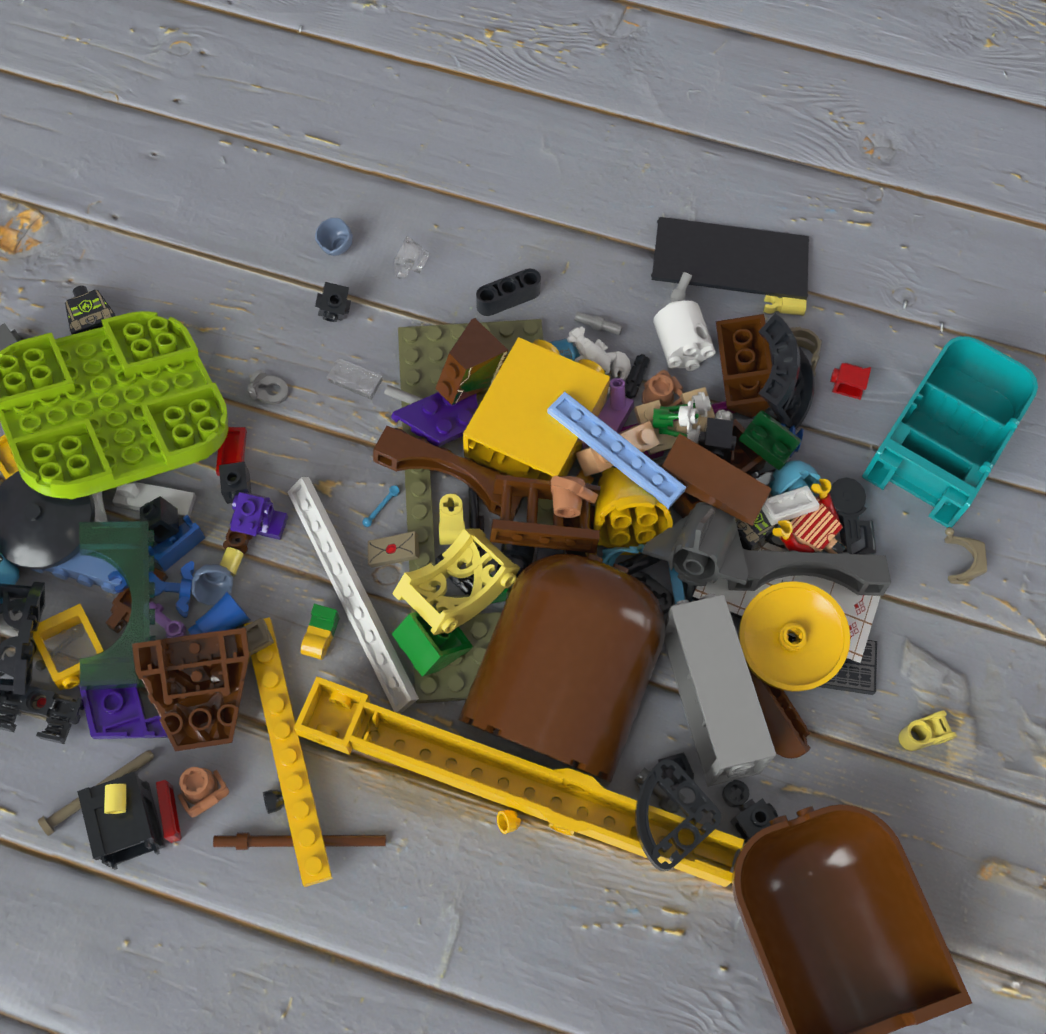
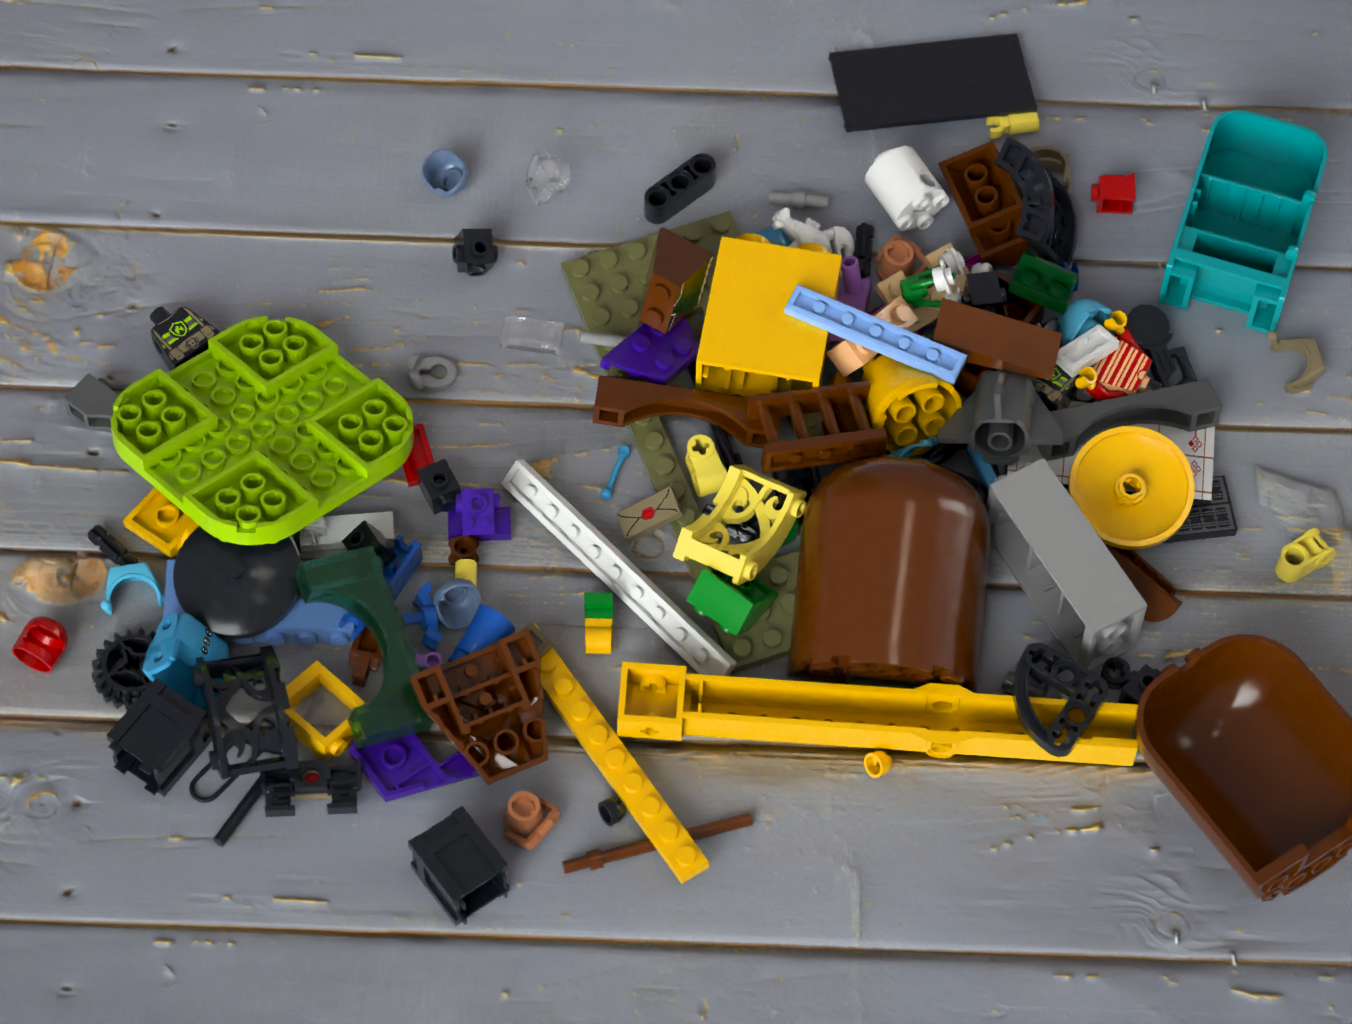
camera: 15 degrees left, 5 degrees down
(49, 823) = (373, 898): dark tan bar -> none
(115, 798) = (456, 834): light yellow hinge -> none
(168, 811) = (500, 842): red tile -> none
(568, 495) = (839, 397): nougat piece -> none
(679, 293) = (884, 141): light grey bar -> none

